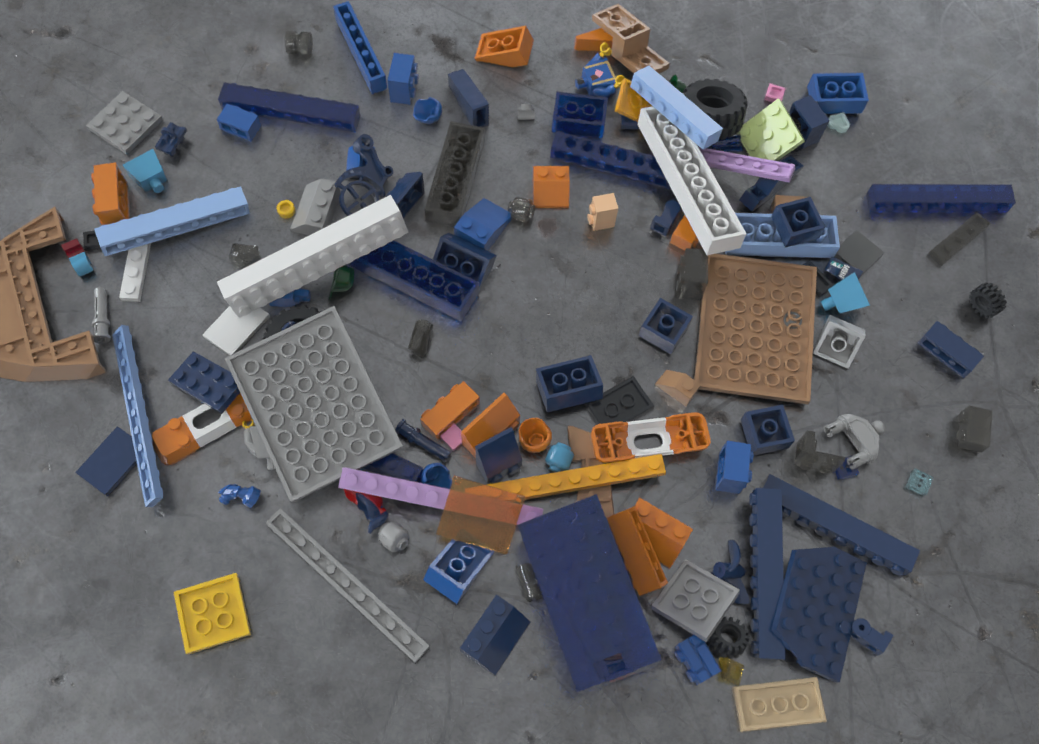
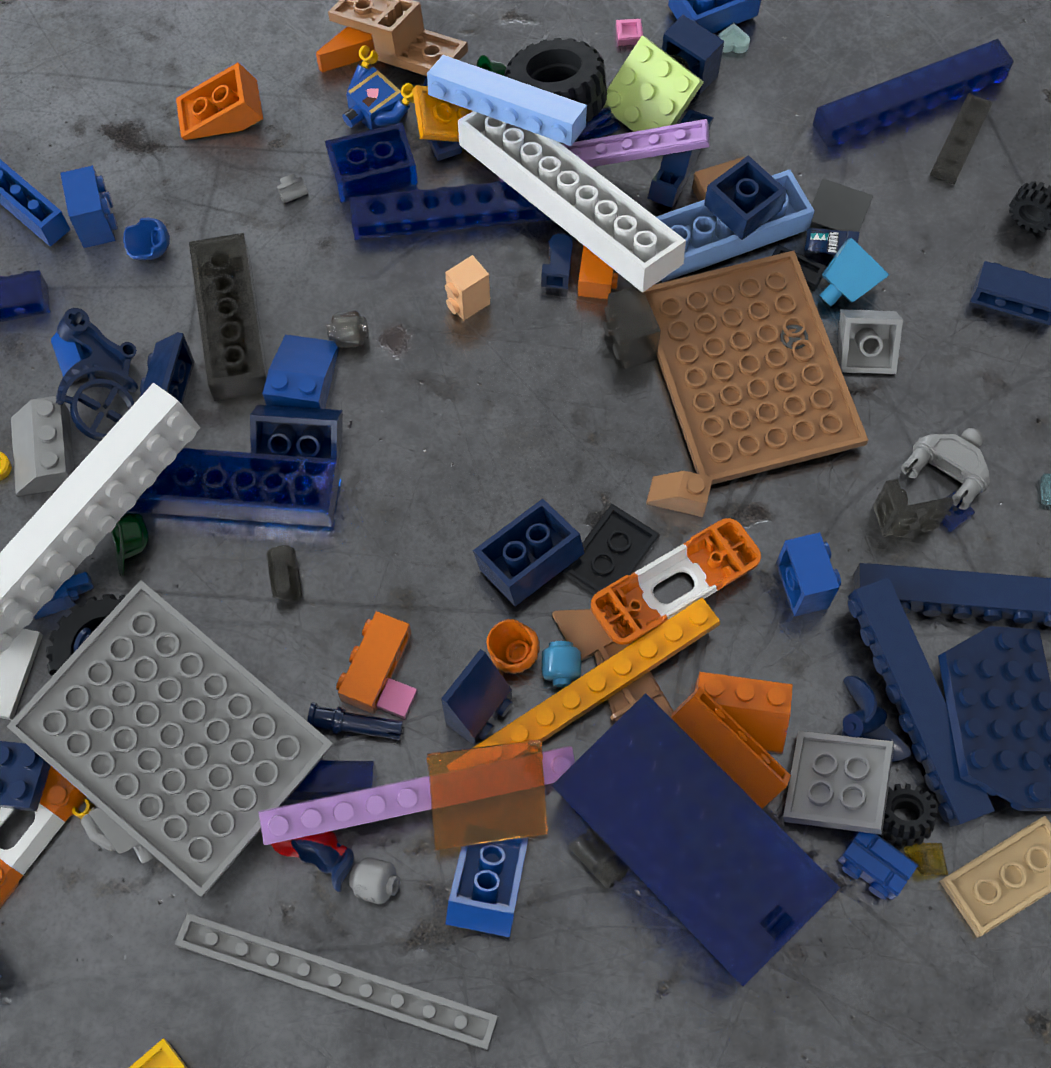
camera: 20 degrees left, 0 degrees up
(248, 495) = (131, 915): blue arm -> none
(436, 475) = (398, 764): blue hair -> none
(469, 98) = (200, 198): dark blue slope -> none
(490, 422) = (444, 658): orange slope -> none
(495, 635) = (584, 957): dark blue slope -> none
(551, 186) = (376, 280): orange slope -> none
(665, 325) = (626, 415): dark blue brick -> none
(767, 429) = (829, 502): dark blue brick -> none

